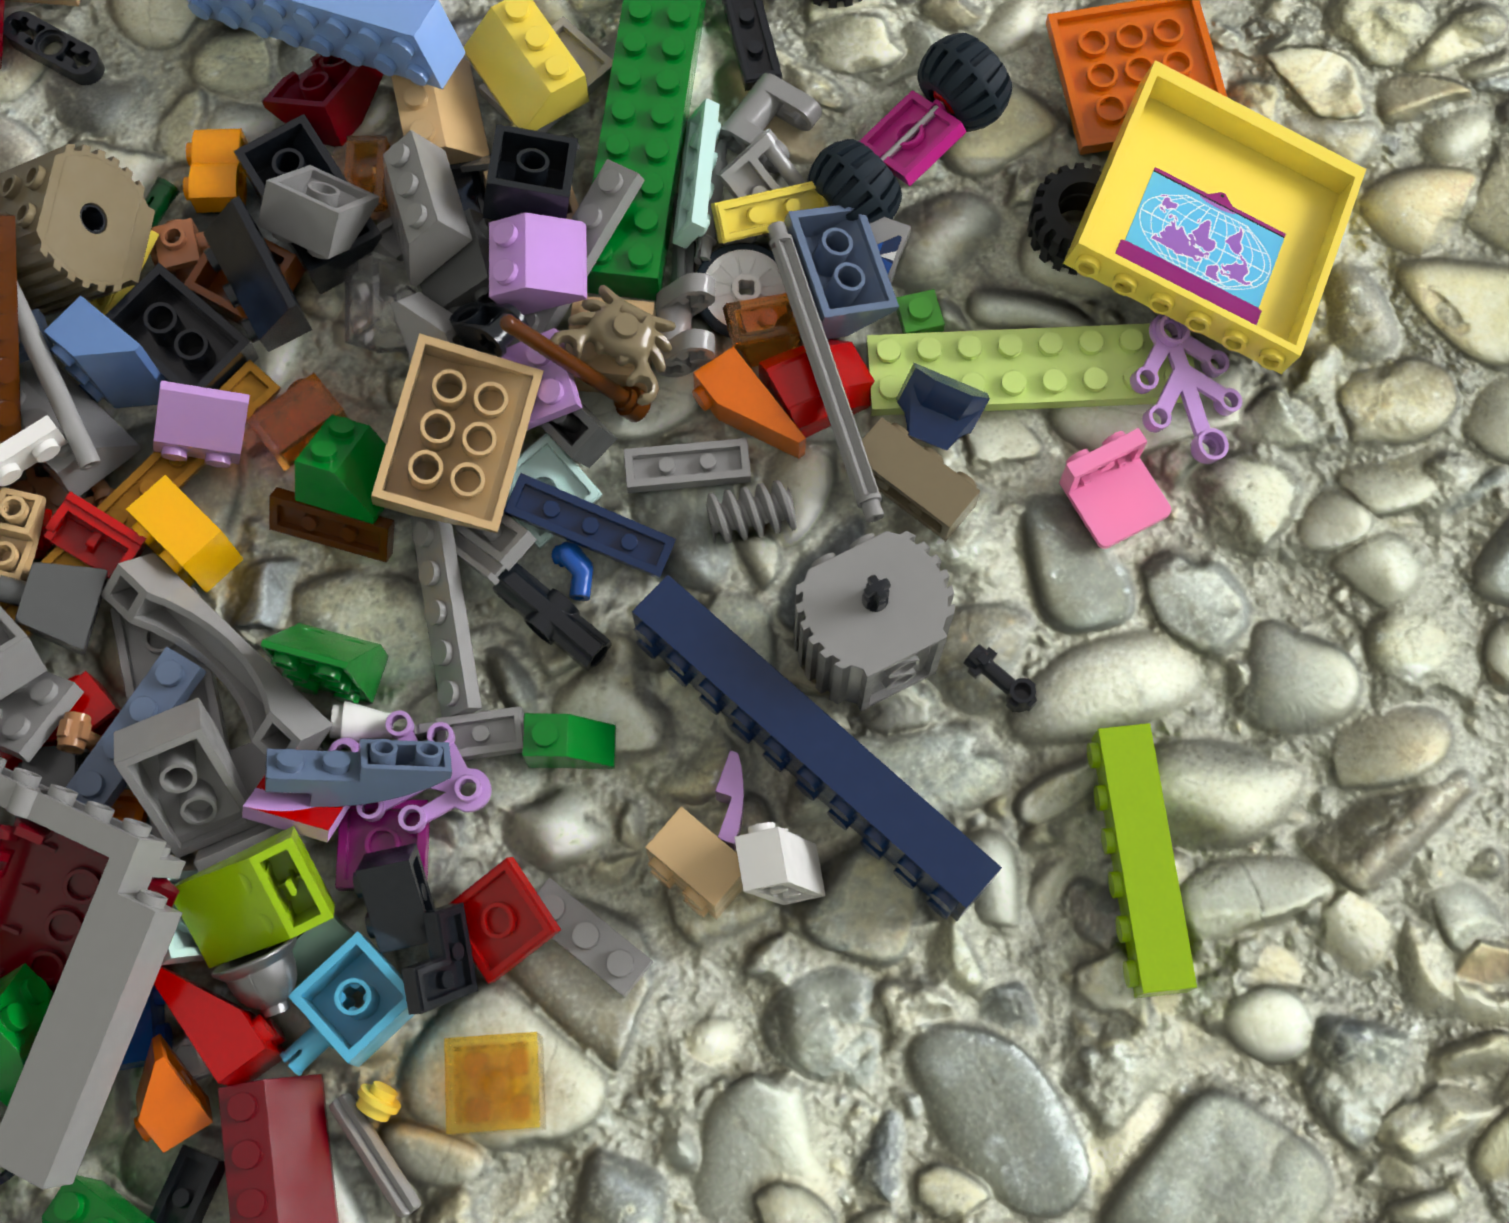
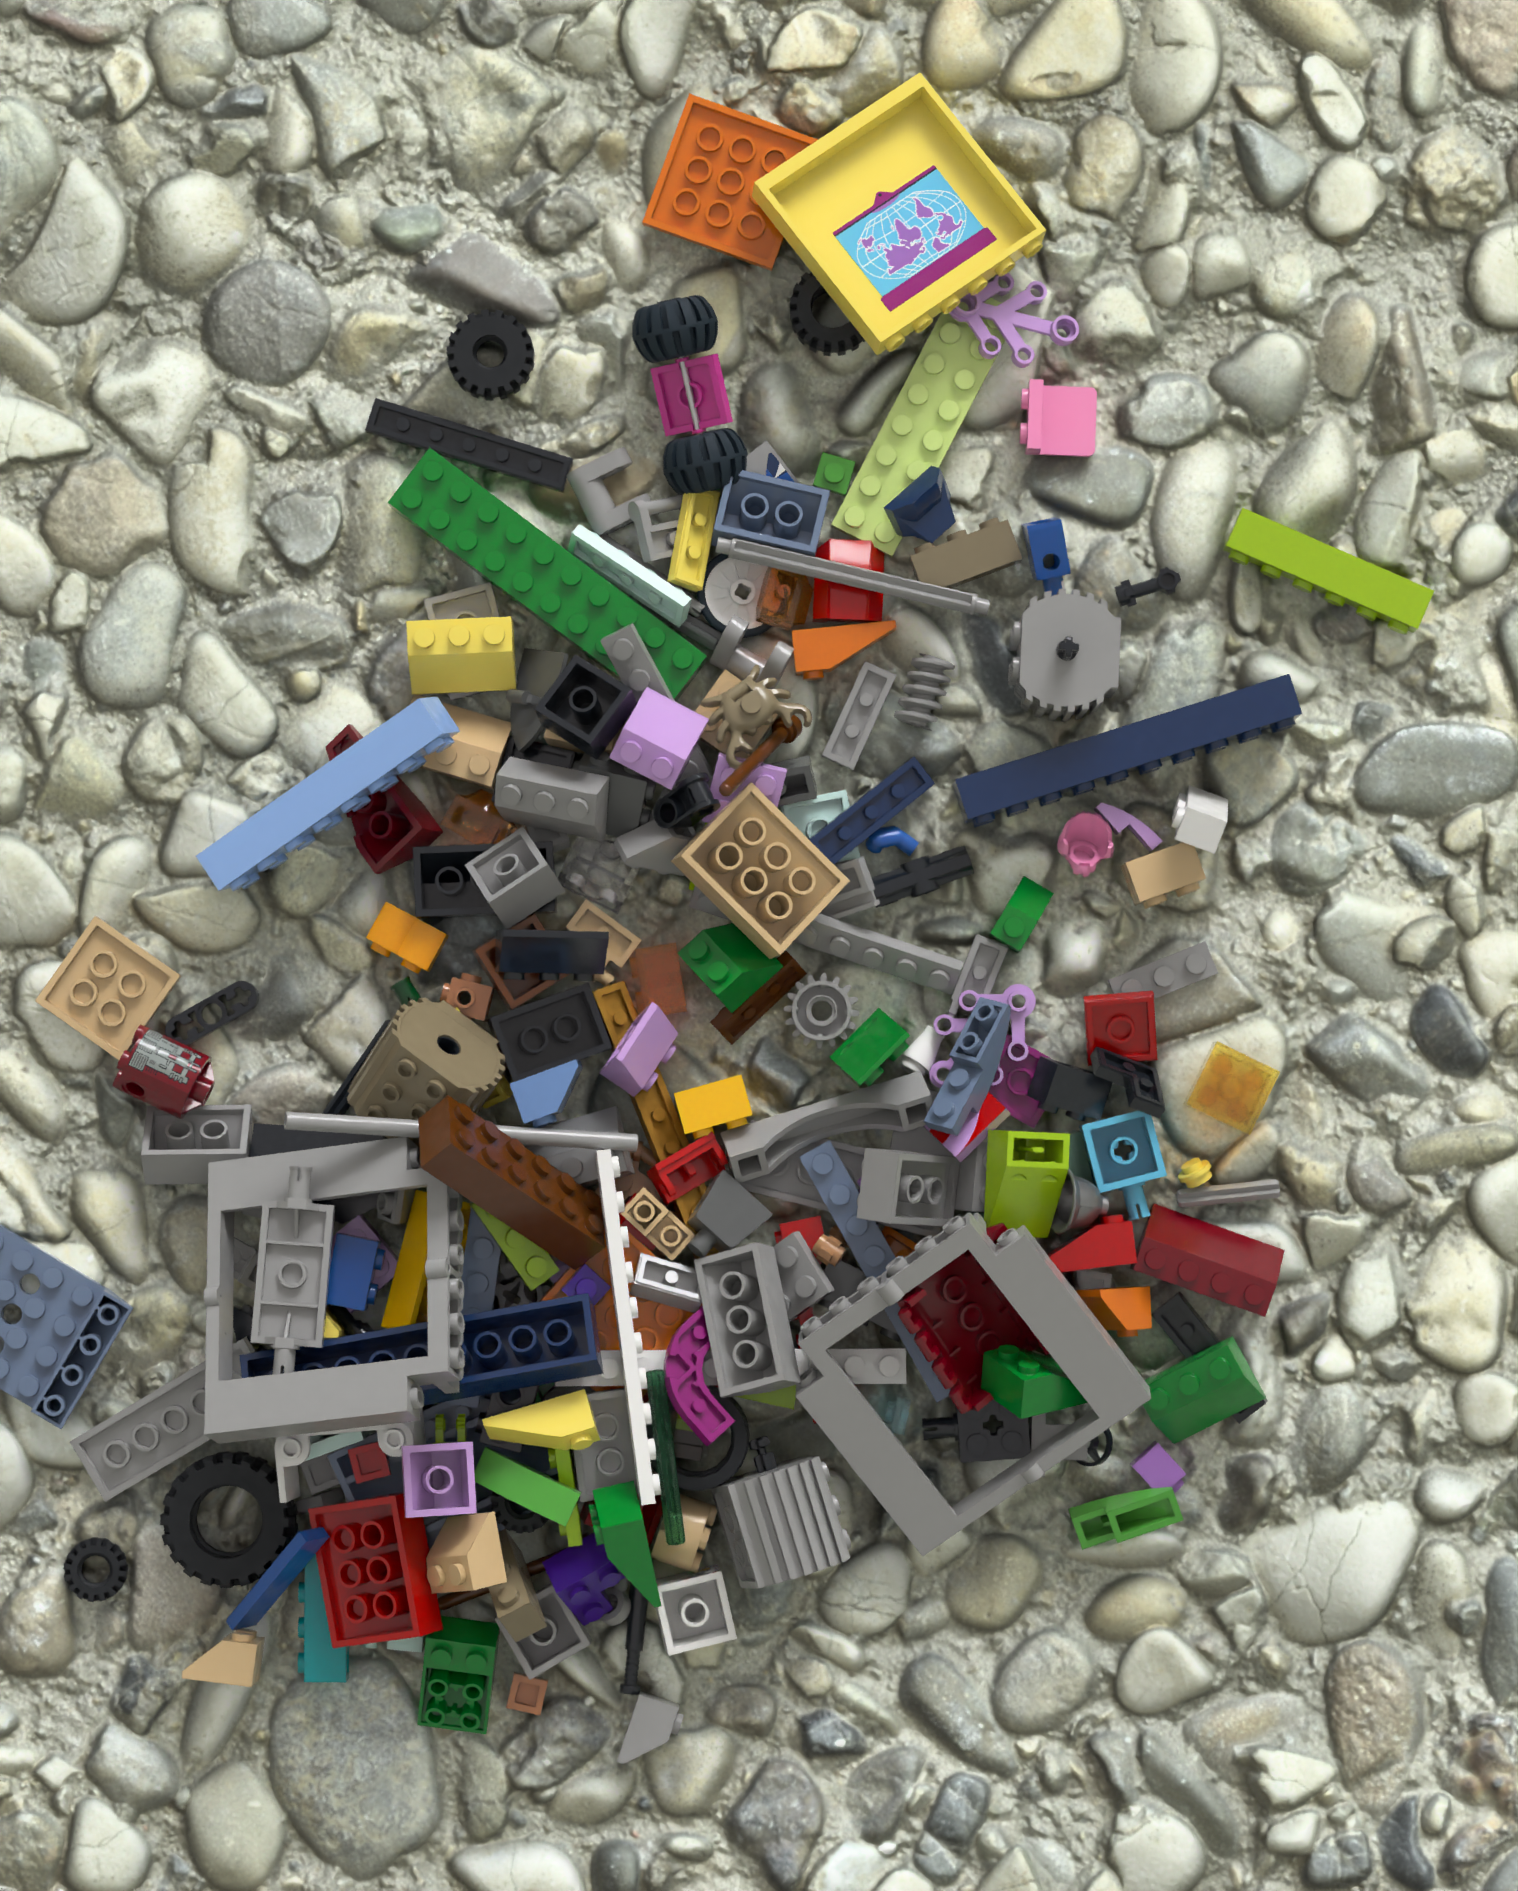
camera: 55 degrees left, 15 degrees up
(316, 350) = (621, 941): none -> tan plate
(338, 576) = (829, 993): none -> light grey gear
(685, 764) = (1085, 842): none -> bright pink hair
(983, 539) = (1047, 538): none -> blue torso

